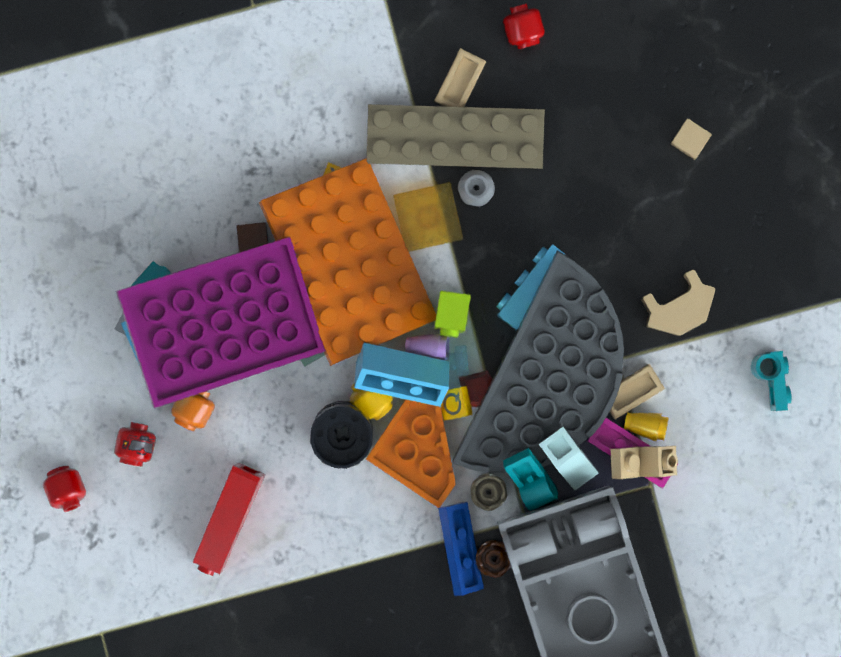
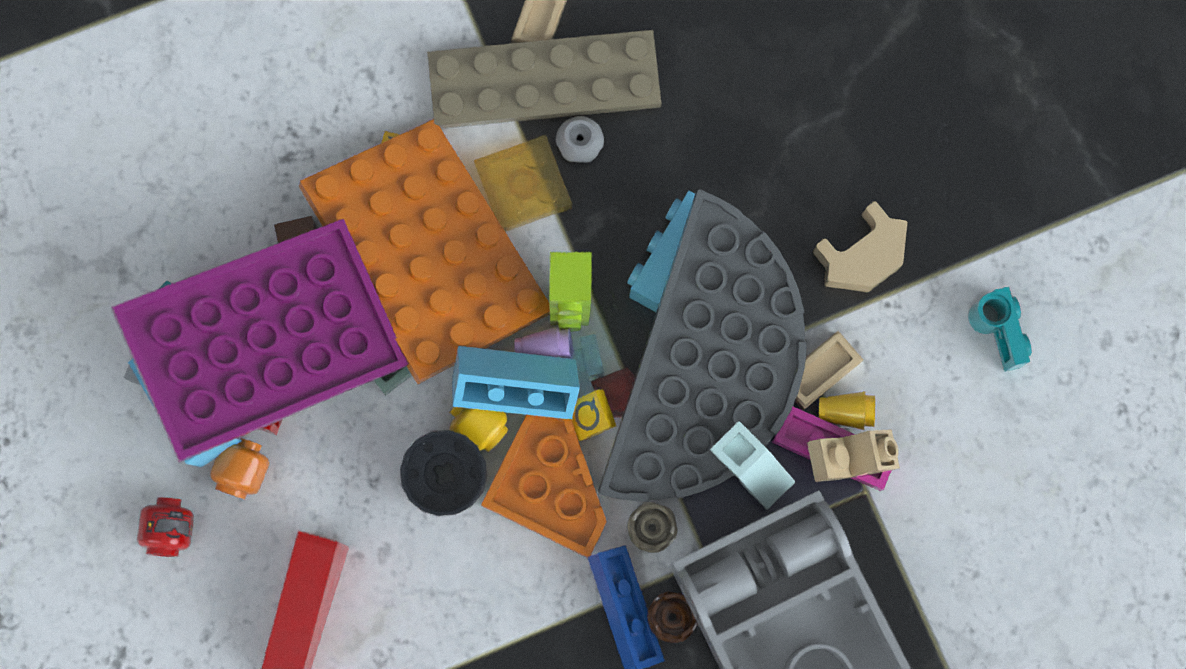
camera: 15 degrees left, 10 degrees down
(64, 488) = (73, 601): red head -> none
(531, 479) = (706, 499): teal plate -> none
(691, 139) = (843, 45): tan tile -> none

